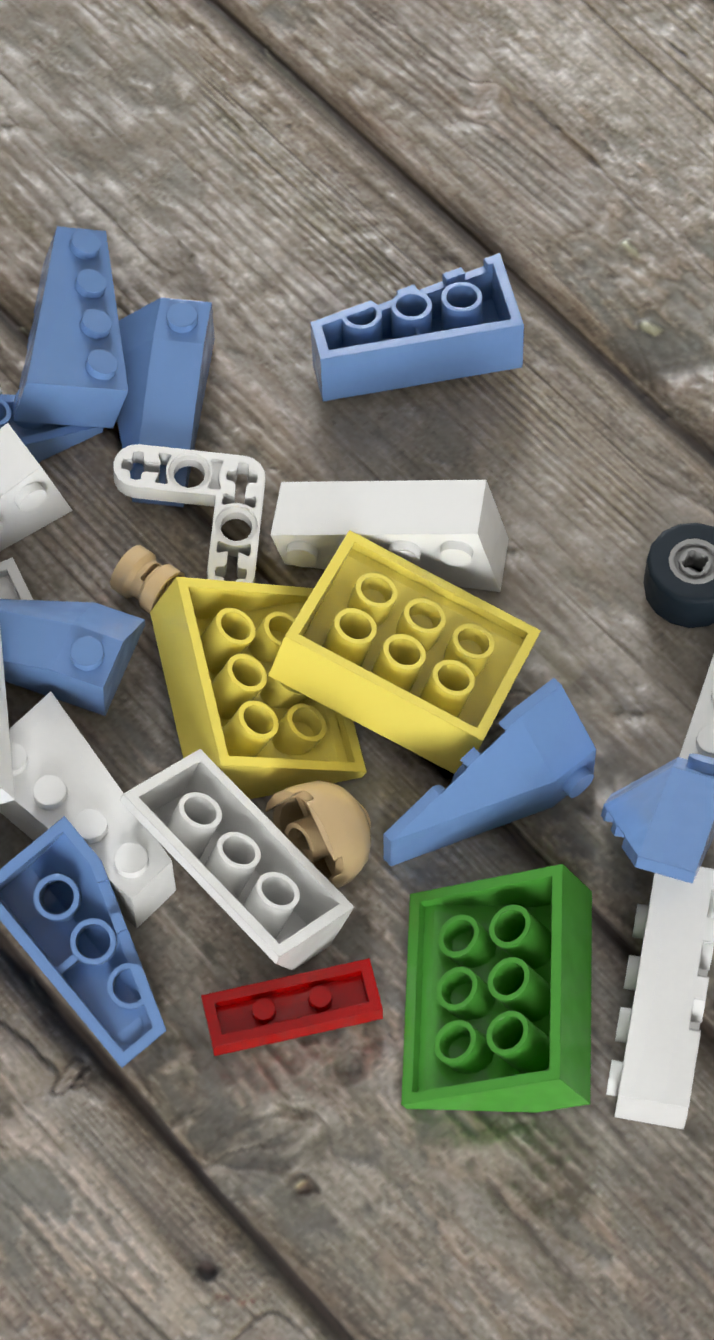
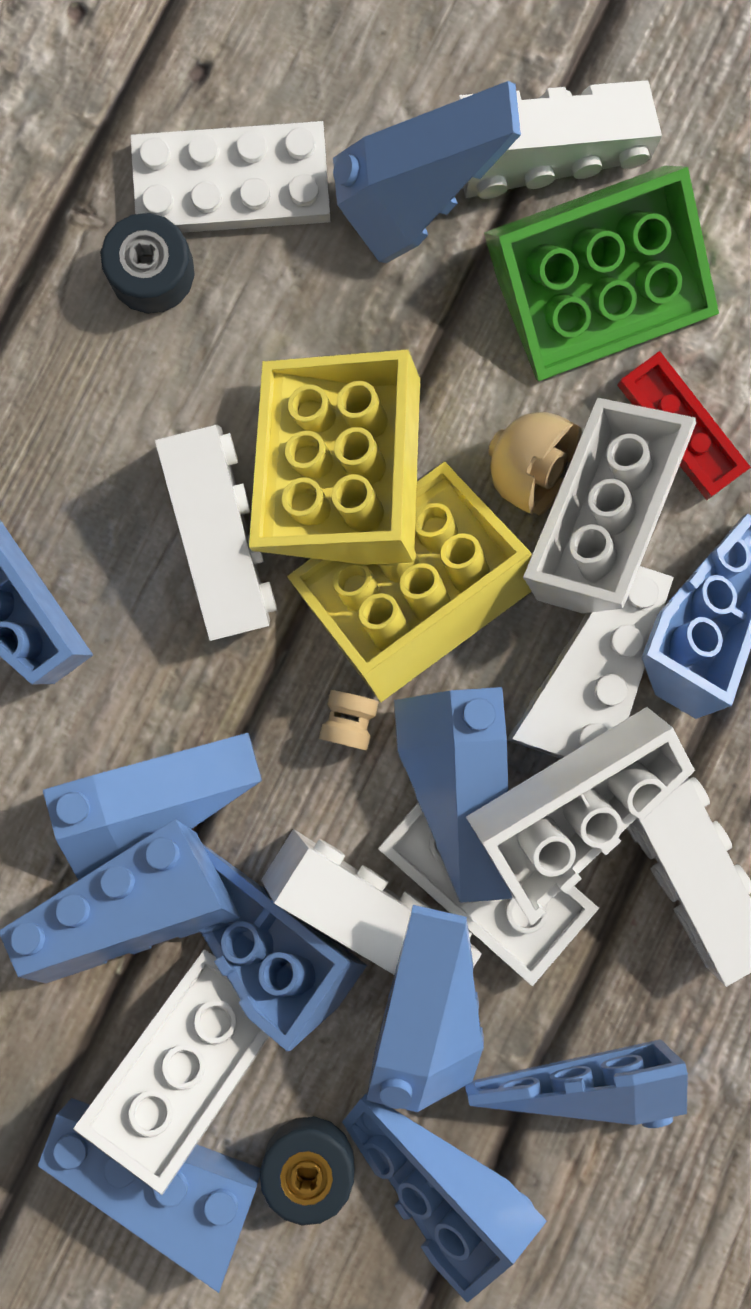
camera: 115 degrees left, 25 degrees up
(215, 490) = (233, 705): white beam -> none
(518, 775) = (388, 316): medium blue wedge -> none

